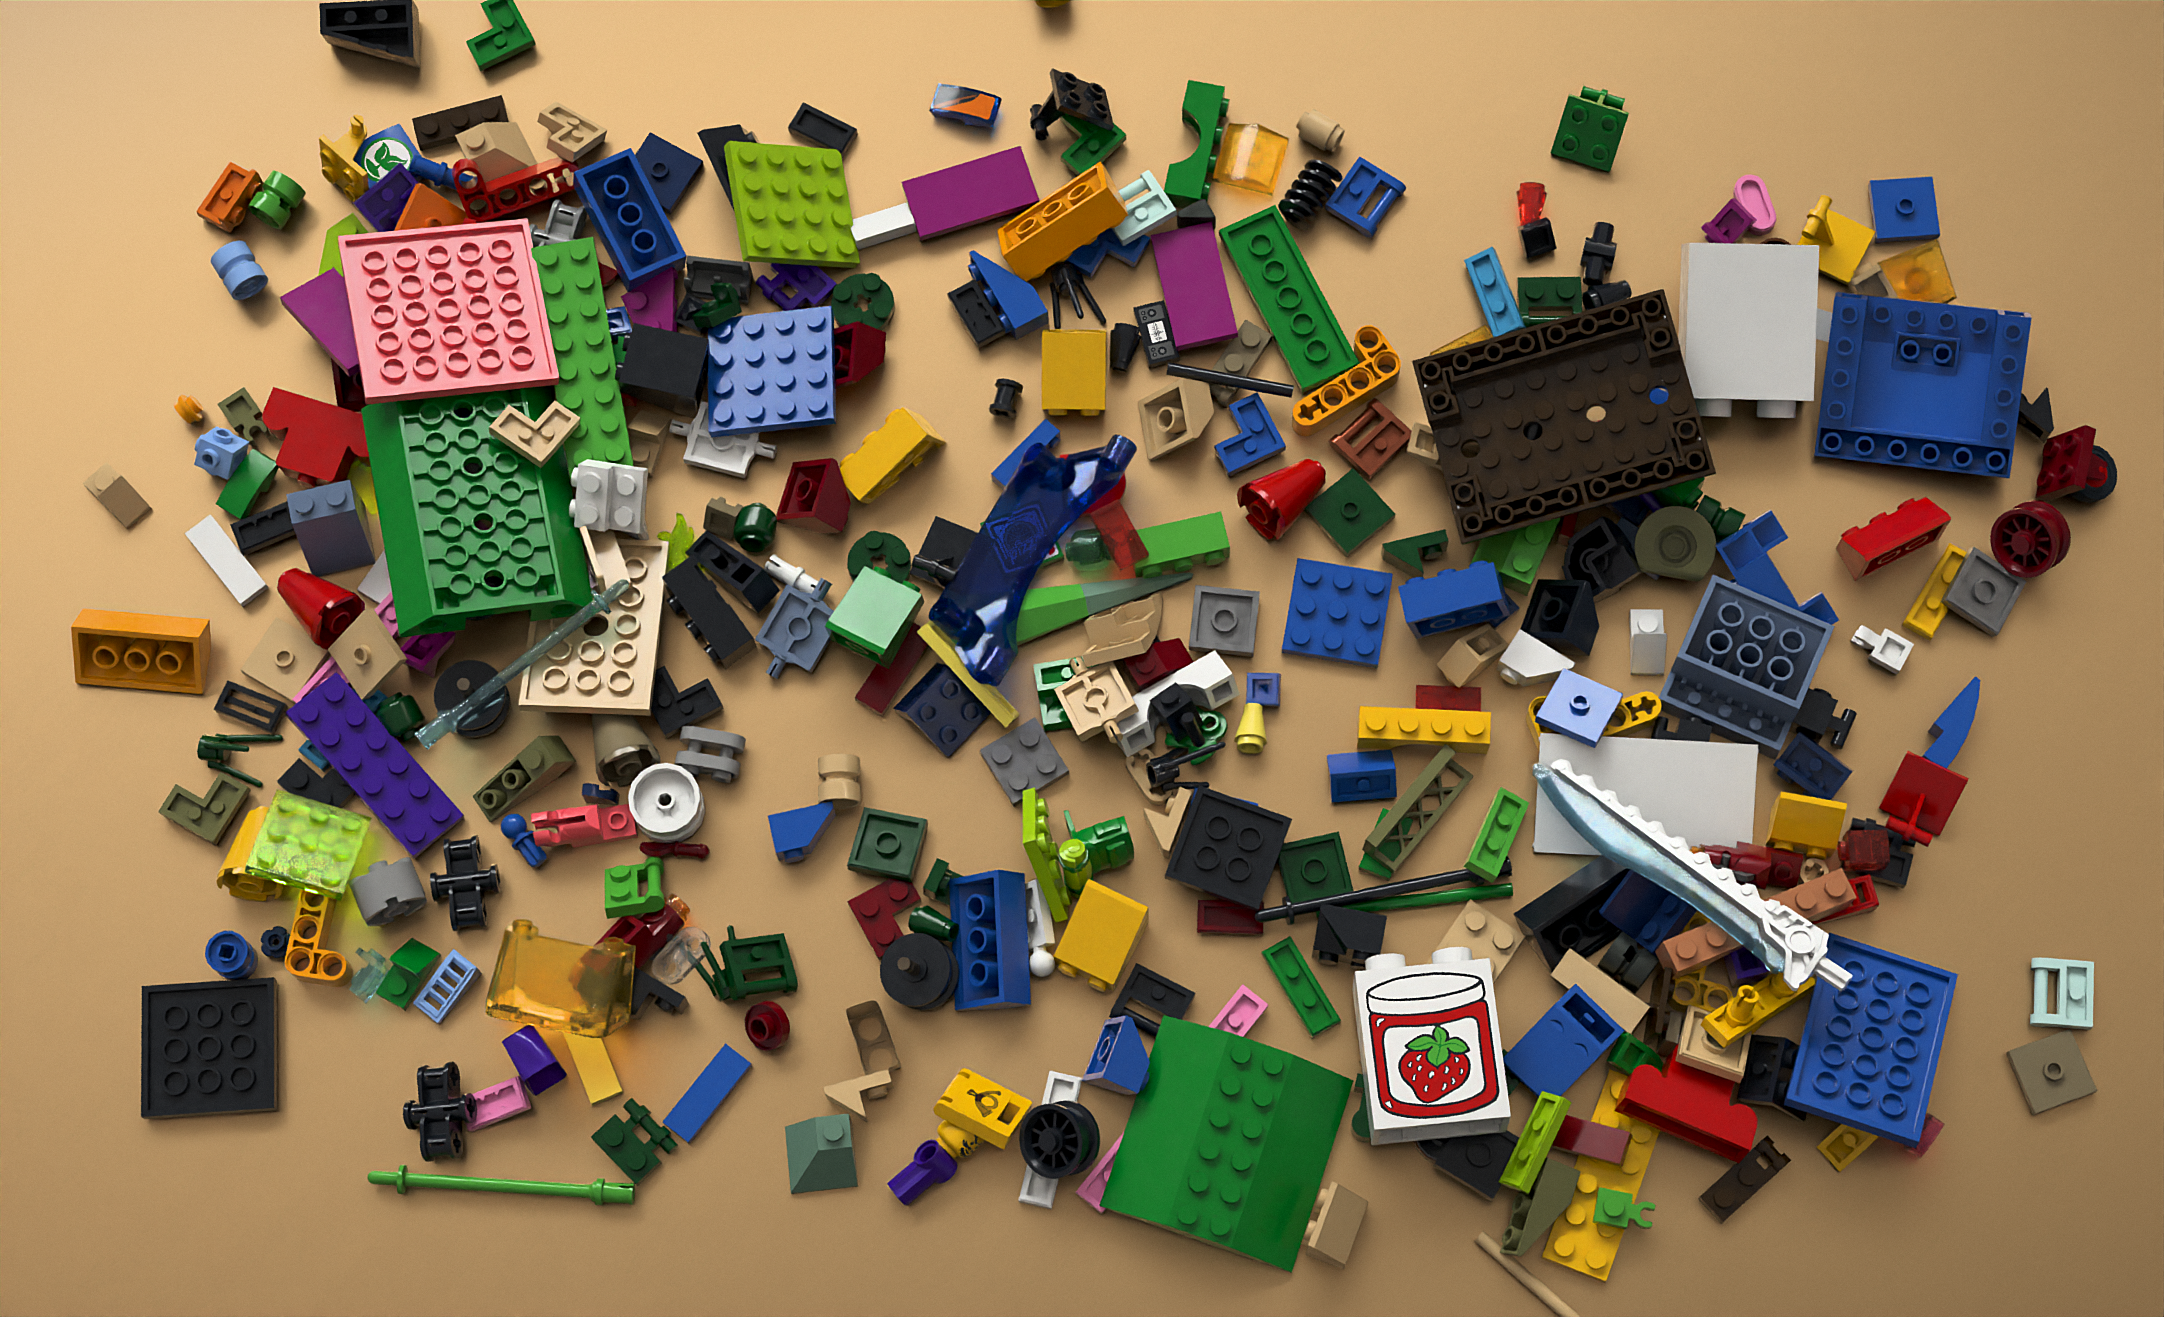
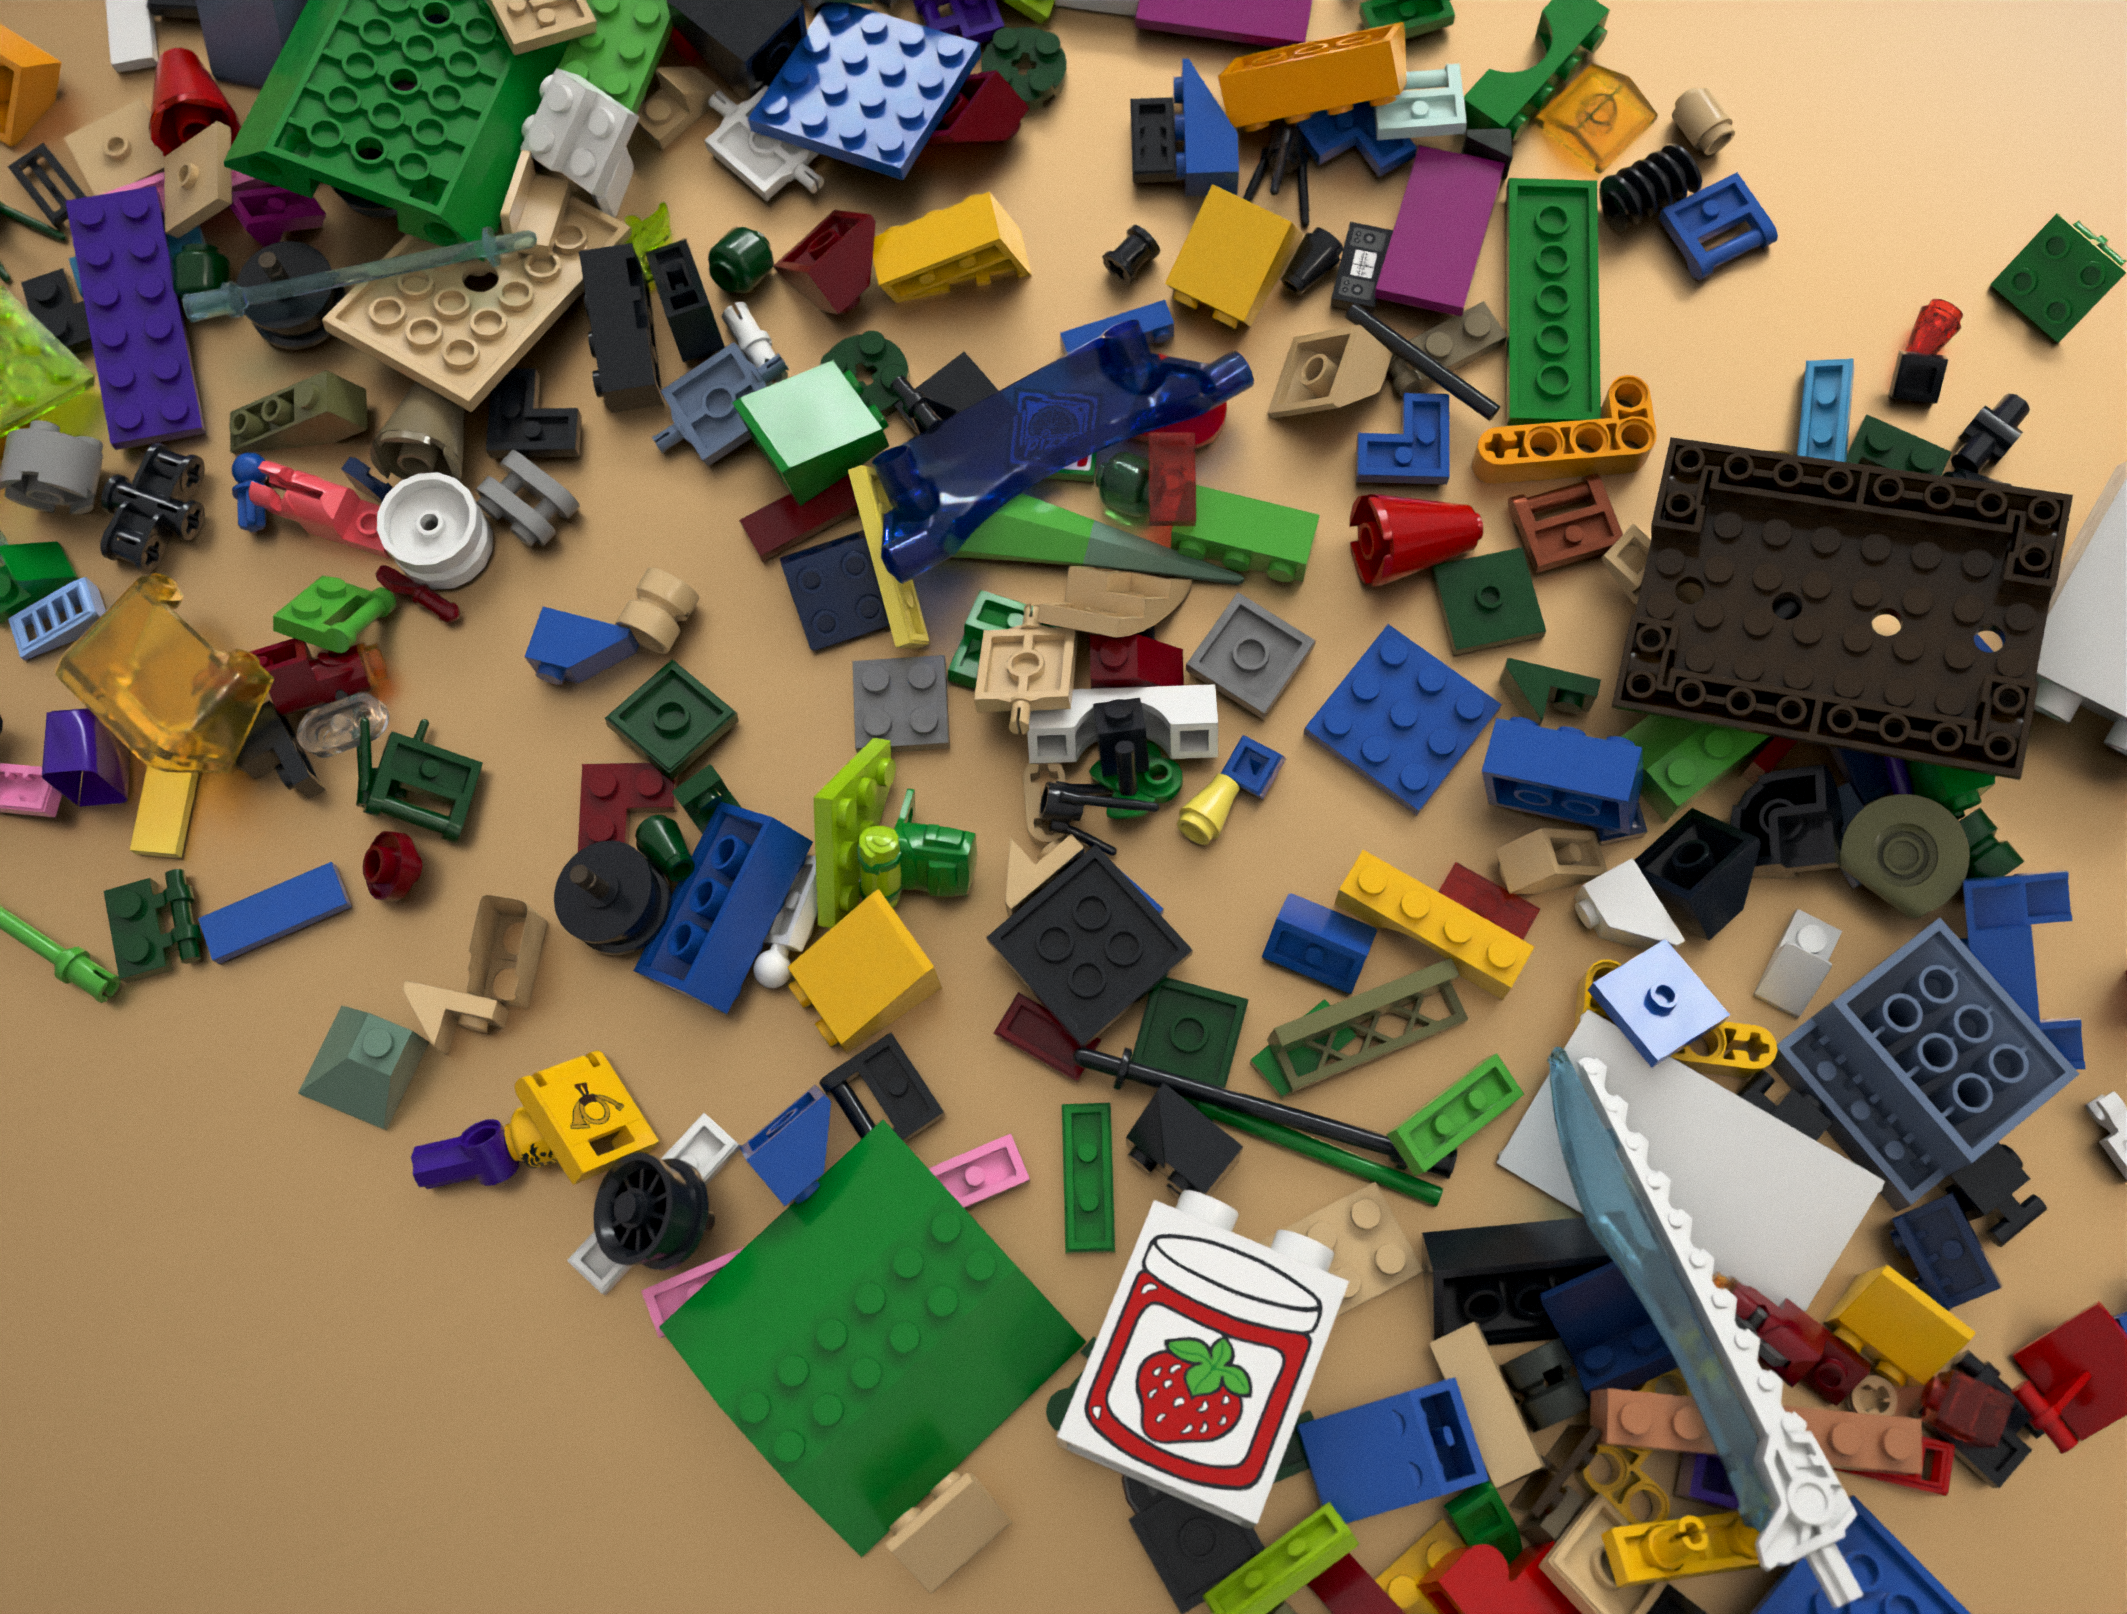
camera: 30 degrees right, 0 degrees up
(721, 517) = (706, 226): dark tan tile -> none

